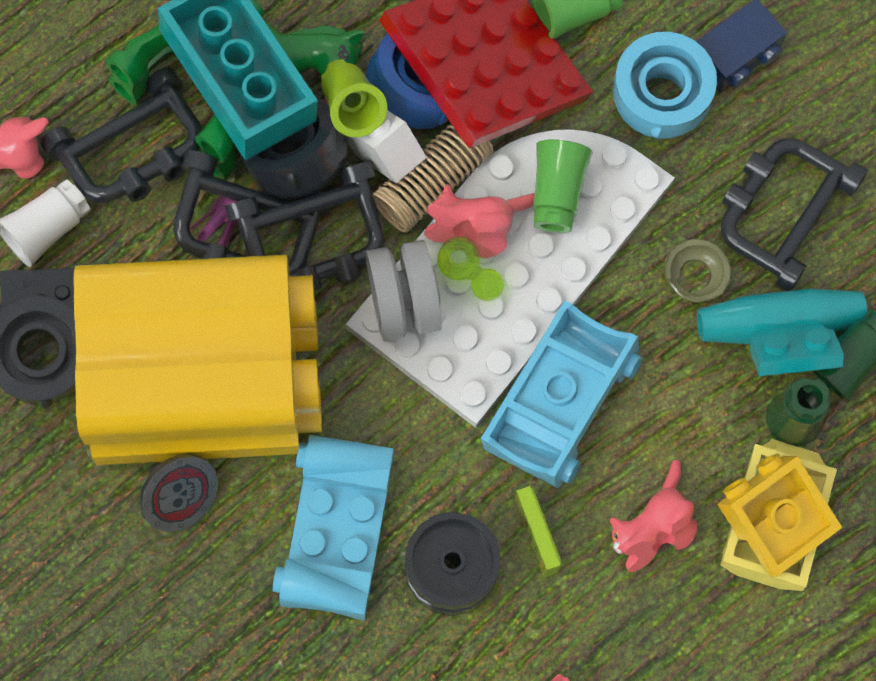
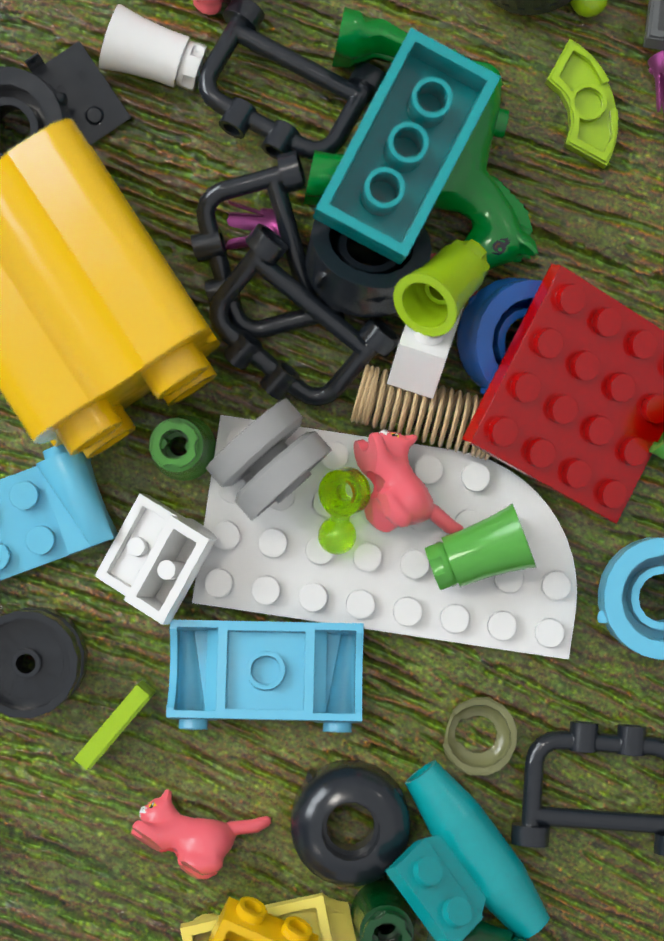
camera: 65 degrees right, 15 degrees up
(357, 376) = (199, 447): none -> bright green plant
(427, 426) = (155, 558): none -> white brick
(696, 427) = (349, 783): none -> black piece

